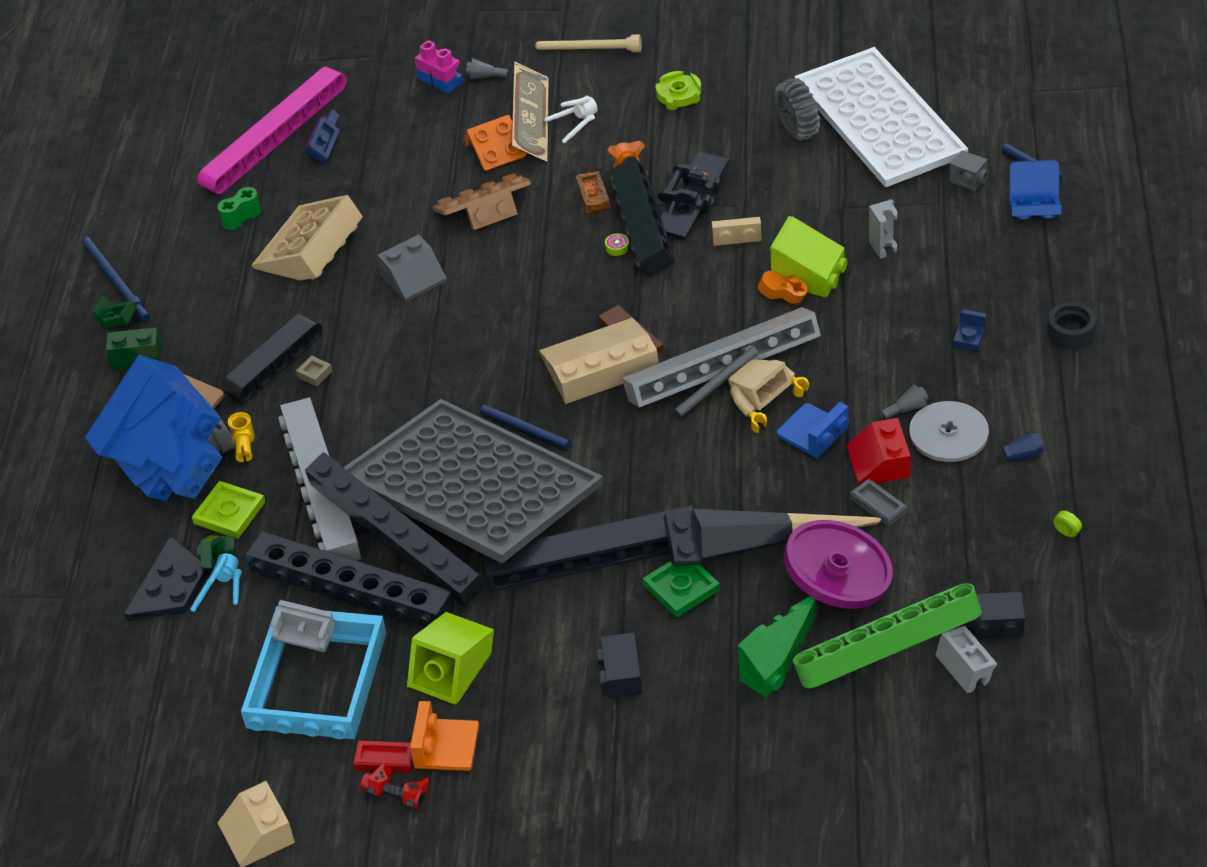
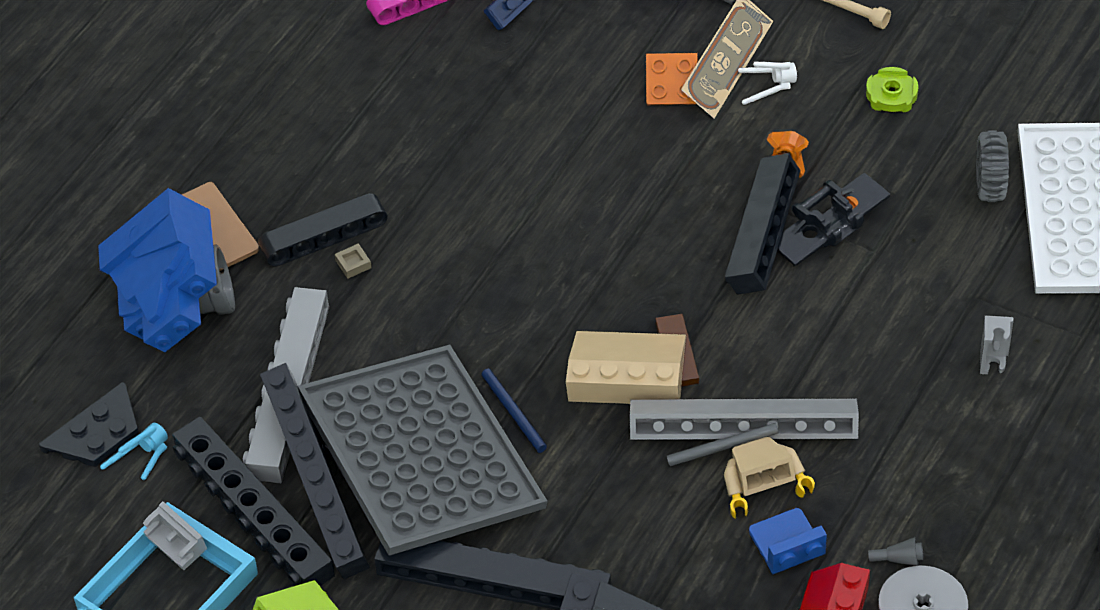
camera: 25 degrees right, 5 degrees up
(113, 315) = (207, 118): dark green bracket -> none
(116, 279) = (235, 113): dark blue bar -> none
(125, 346) = (206, 162): dark green slope -> none
(214, 546) = (151, 412): dark green bracket -> none
(228, 509) = (190, 376): lime plate -> none
(239, 208) = (387, 50): green axle -> none
(242, 434) = (248, 302): yellow pin -> none
(309, 239) = (432, 112): tan slope -> none
(411, 268) = (507, 187): dark grey slope -> none
(487, 204) = (621, 143): medium nougat bracket -> none
(592, 191) = (734, 173): clear orange plate -> none
(617, 244) = (722, 243): tile -> none
(736, 231) = (848, 281): tan plate -> none
(788, 288) = (855, 365): orange piece -> none
(808, 256) = (894, 344): lime slope -> none
(970, 330) = (1016, 500): dark blue bracket -> none

